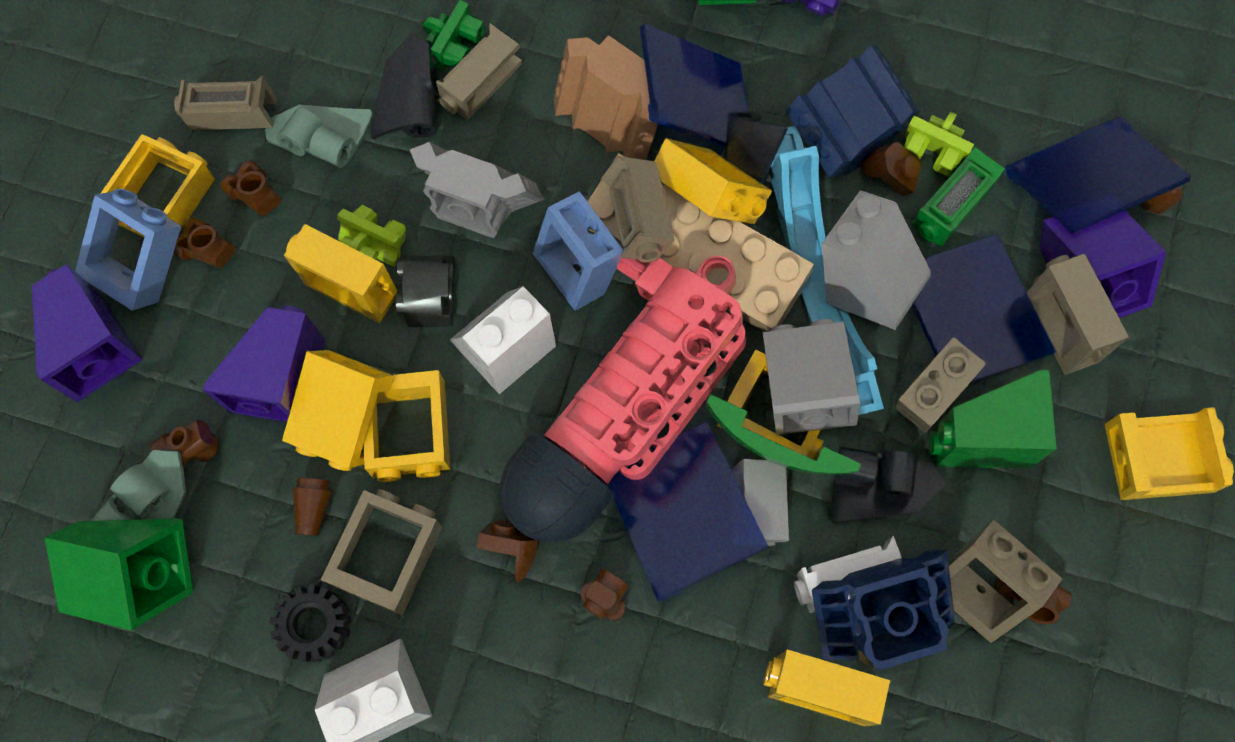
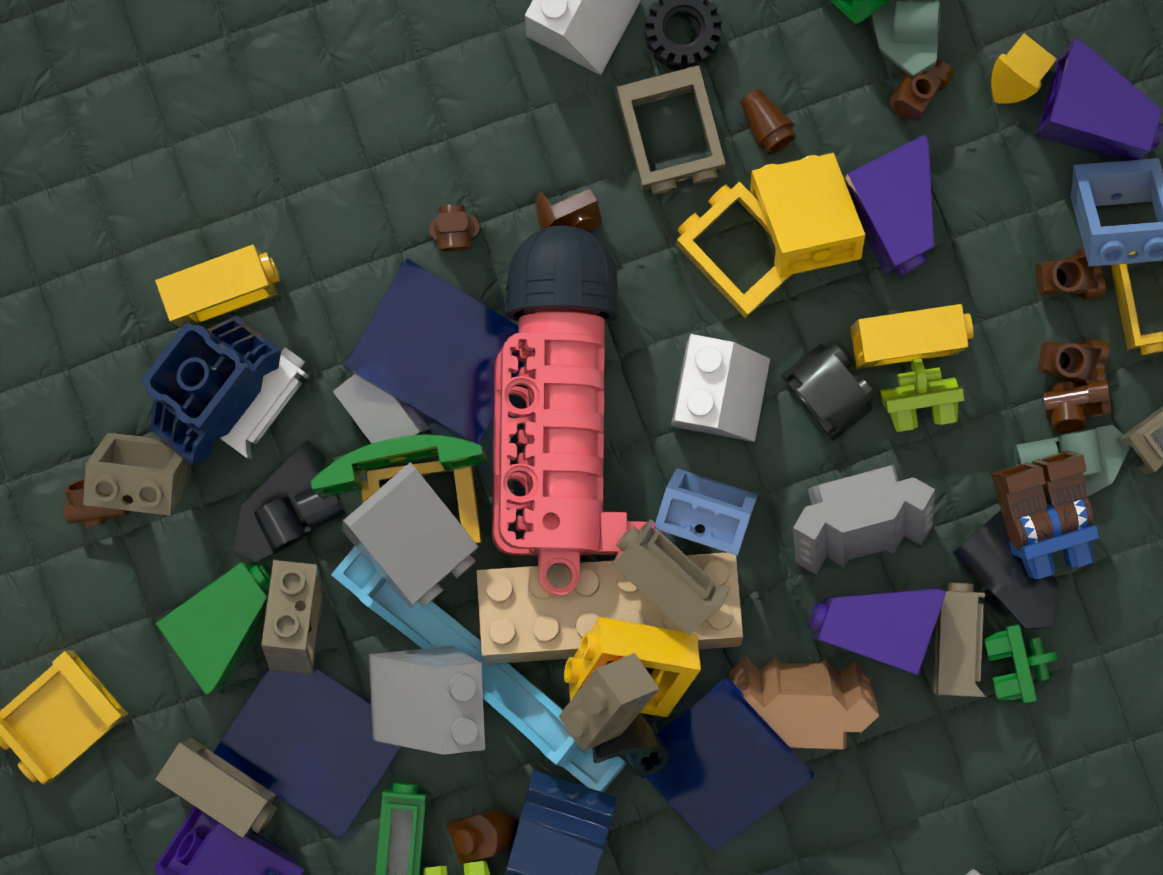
camera: 140 degrees right, 15 degrees up
(107, 404) = (1020, 71): none -> yellow tile
(281, 164) = (1071, 404): none -> reddish brown plate
(348, 96) = (1047, 511): none -> hips
(518, 108) = (880, 626): none -> dark purple slope
(748, 149) = (608, 702): none -> dark tan brick

